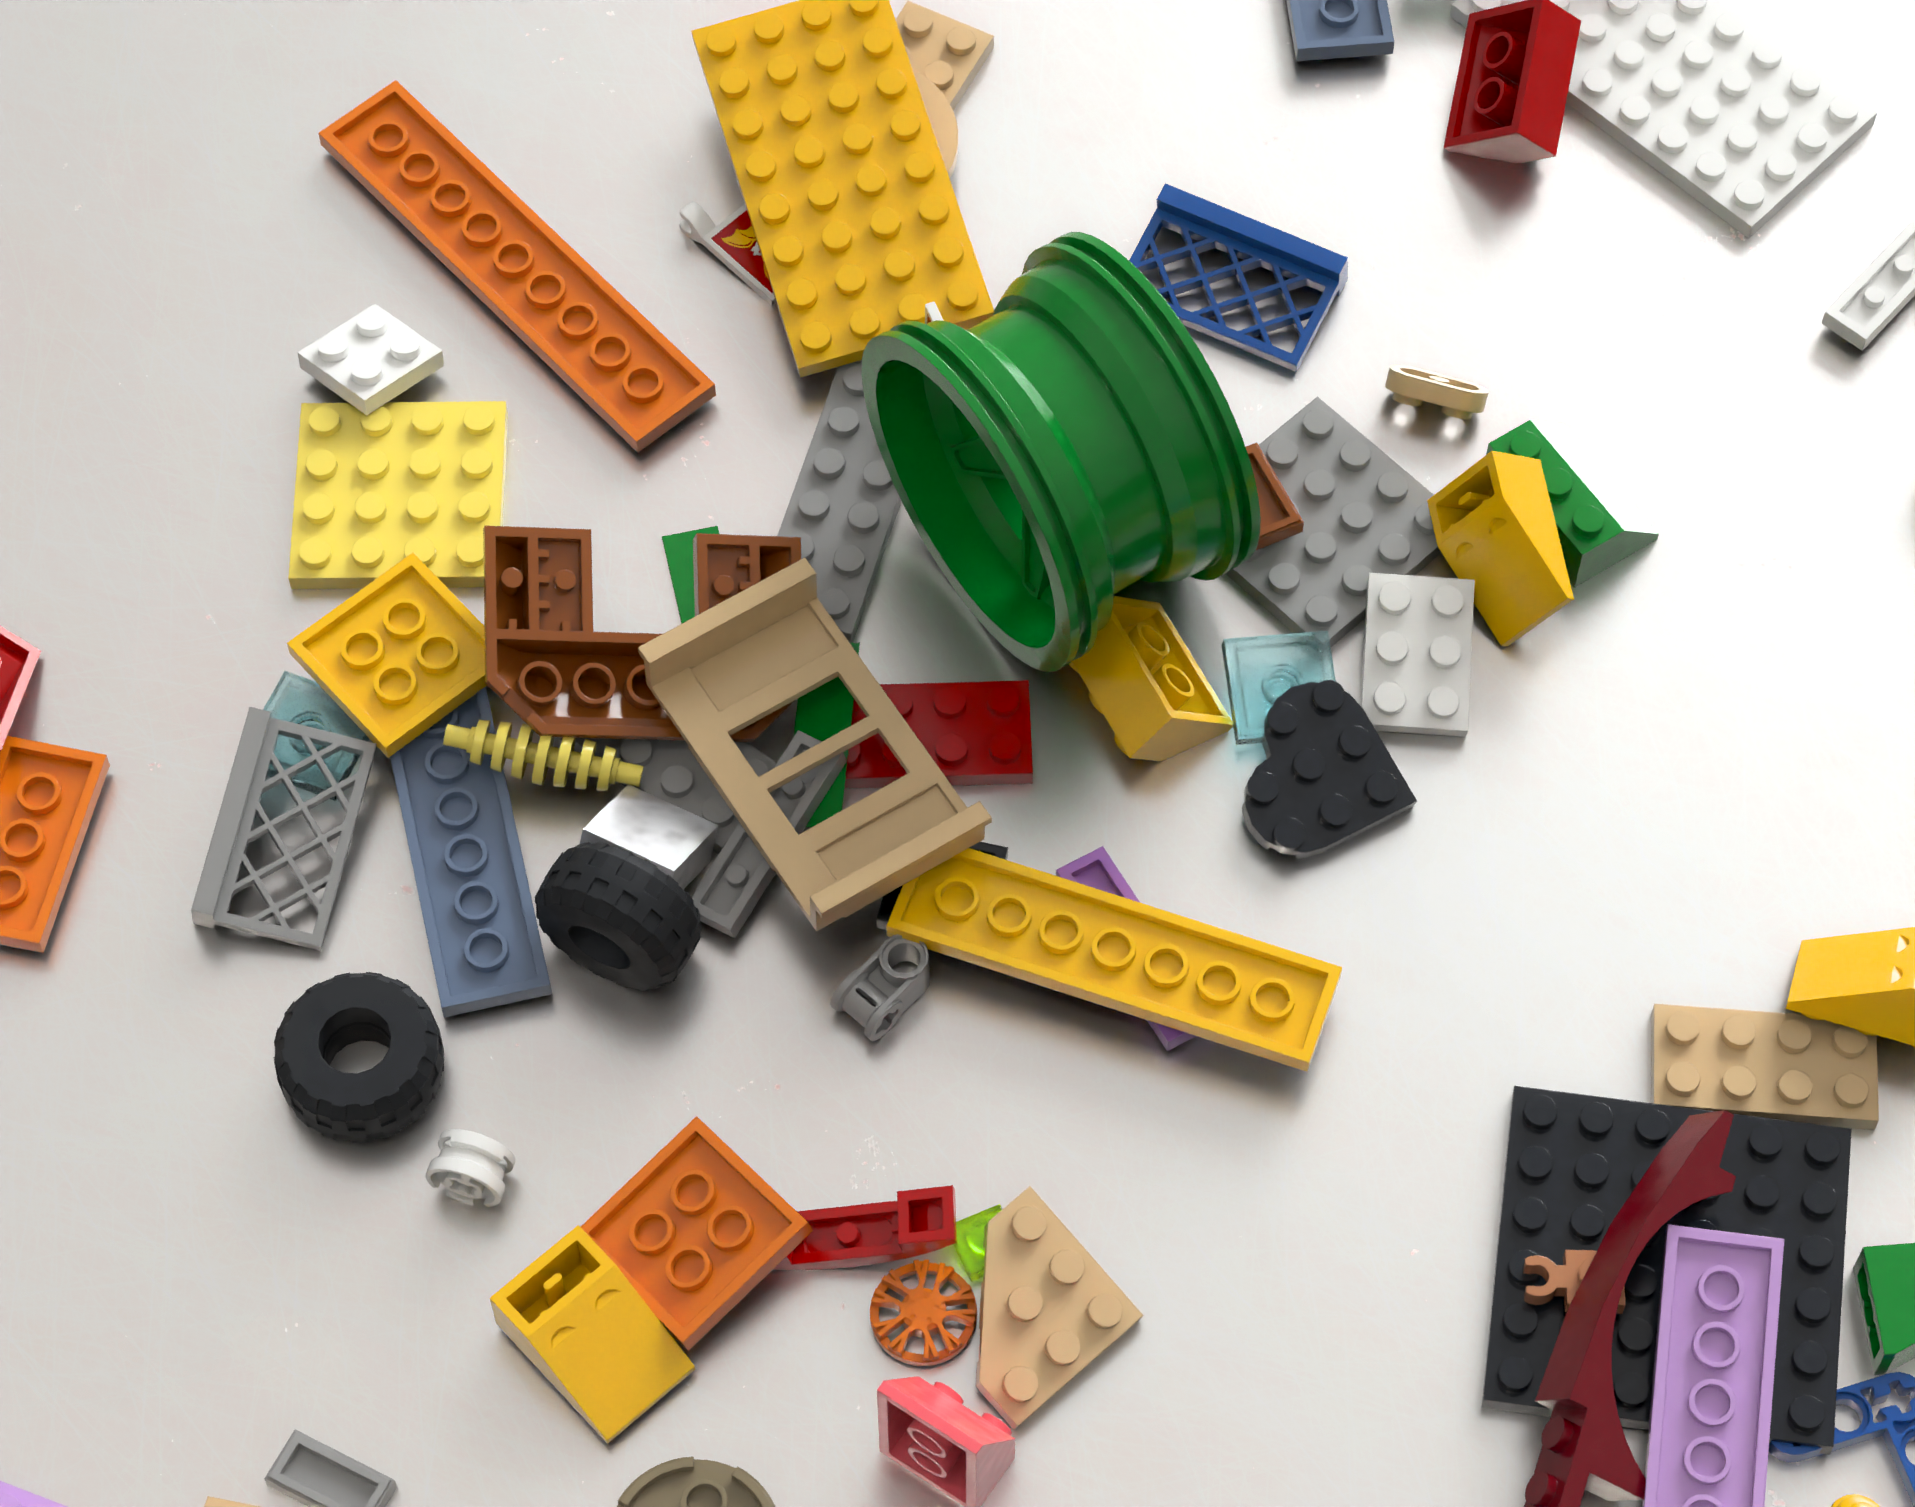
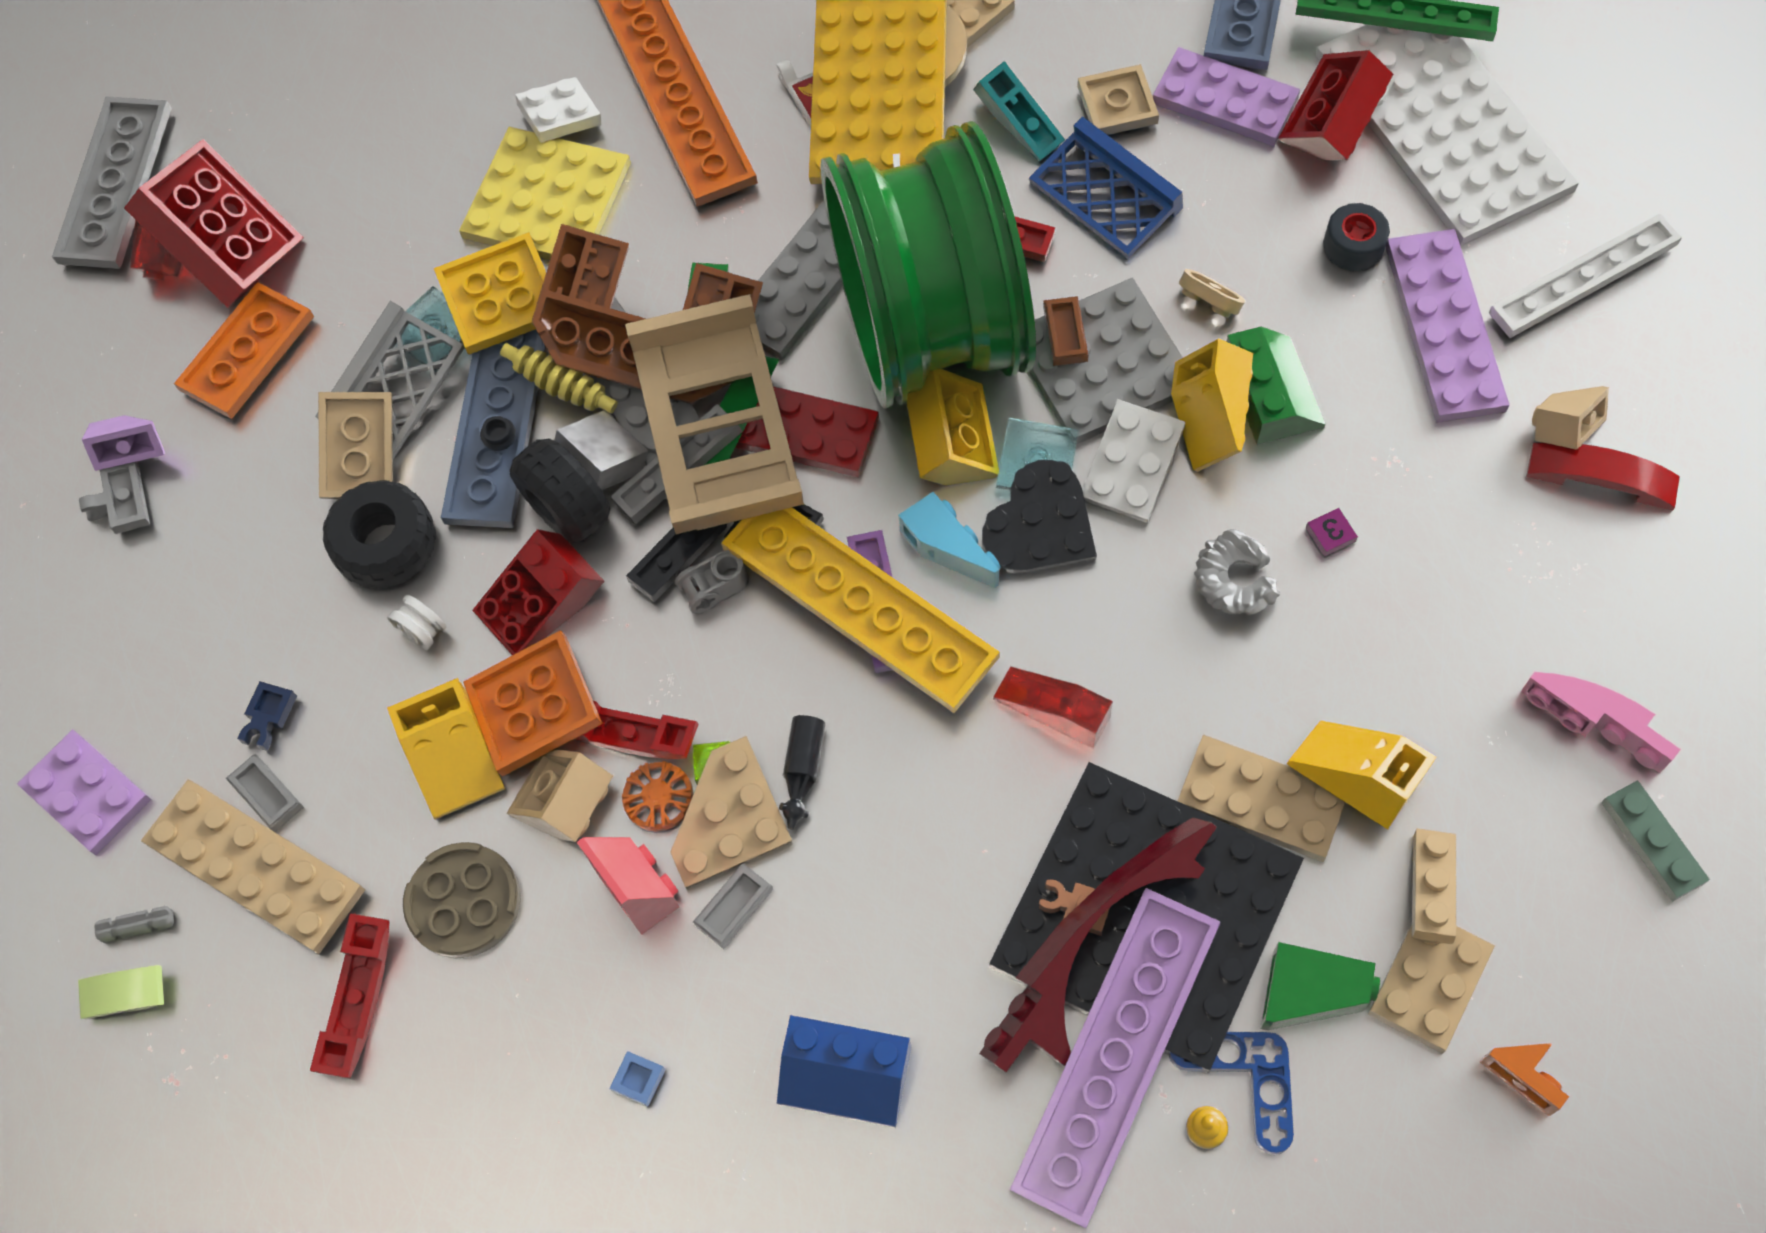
camera: 25 degrees right, 5 degrees up
(267, 931) = (354, 440): none -> tan plate
(288, 1361) = (266, 710): none -> dark blue plate
(483, 860) = (498, 433): none -> black plate
(630, 1077) = (537, 591): none -> red slope
(784, 1350) = (561, 794): none -> tan slope
(807, 975) = (669, 558): none -> black plate
(1061, 194) = (1018, 111): none -> teal slope
(1092, 1432) = (732, 905): none -> light grey tile
(1115, 1205) = (801, 764): none -> black wheel
(1193, 836) = (941, 538): none -> medium azure slope
(1200, 146) = (1118, 100): none -> tan plate
(1348, 105) = (1226, 96): none -> lavender plate
(1439, 1020) = (1056, 704): none -> clear red slope
(1596, 794) = (1213, 577): none -> light grey piece
(1606, 261) = (1356, 236): none -> black wheel
(1722, 680) = (1331, 532): none -> magenta tile
(1770, 354) = (1446, 326): none -> lavender plate

